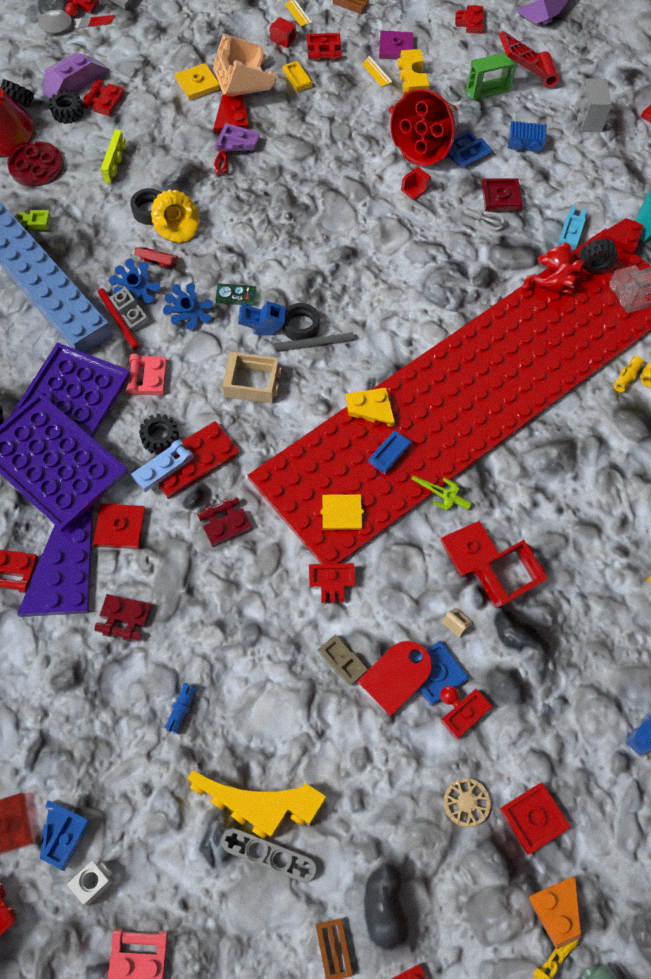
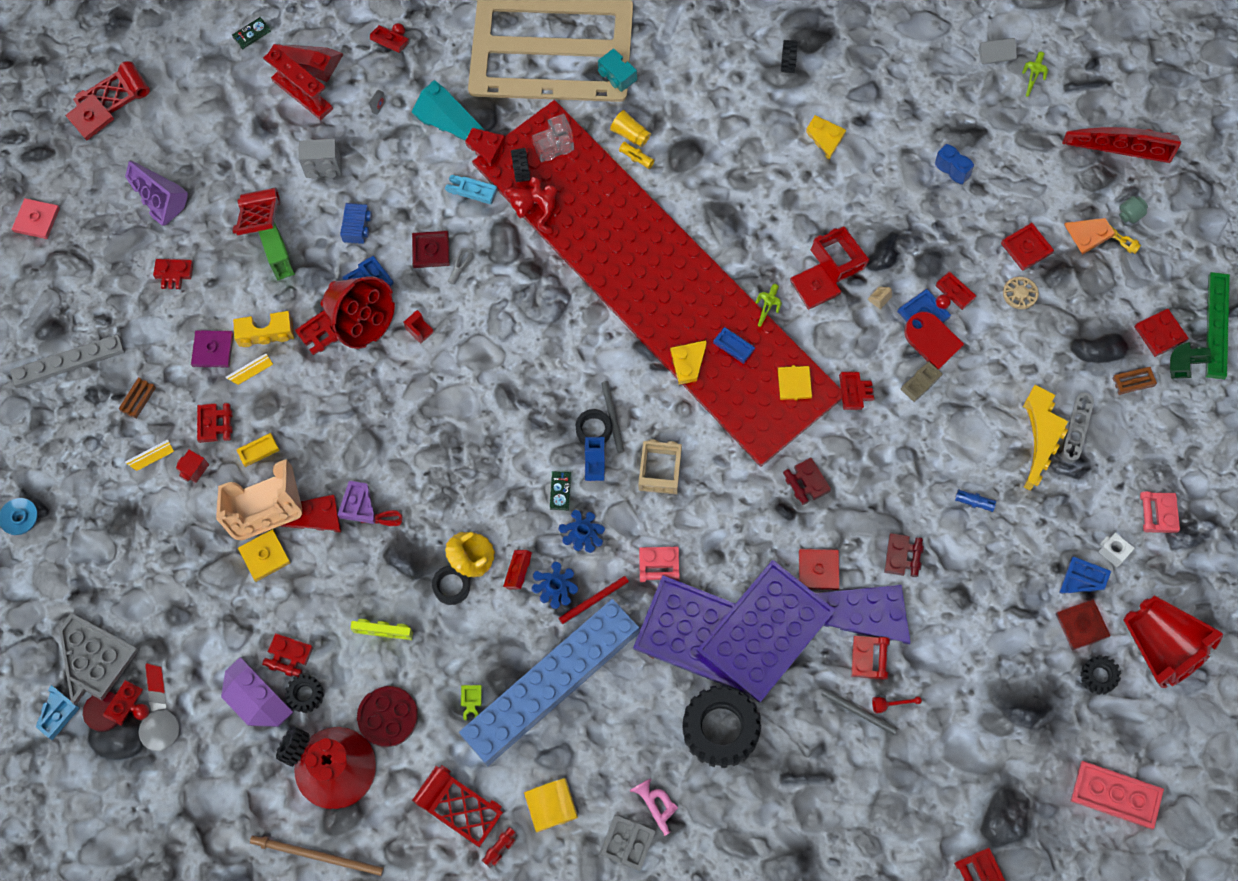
camera: 85 degrees left, 5 degrees up
(129, 309) = (585, 588): light grey slope -> none
(155, 424) = (719, 554): black tyre -> none
(162, 466) = (763, 534): light blue plate -> none
(210, 451) = (747, 515): red plate -> none

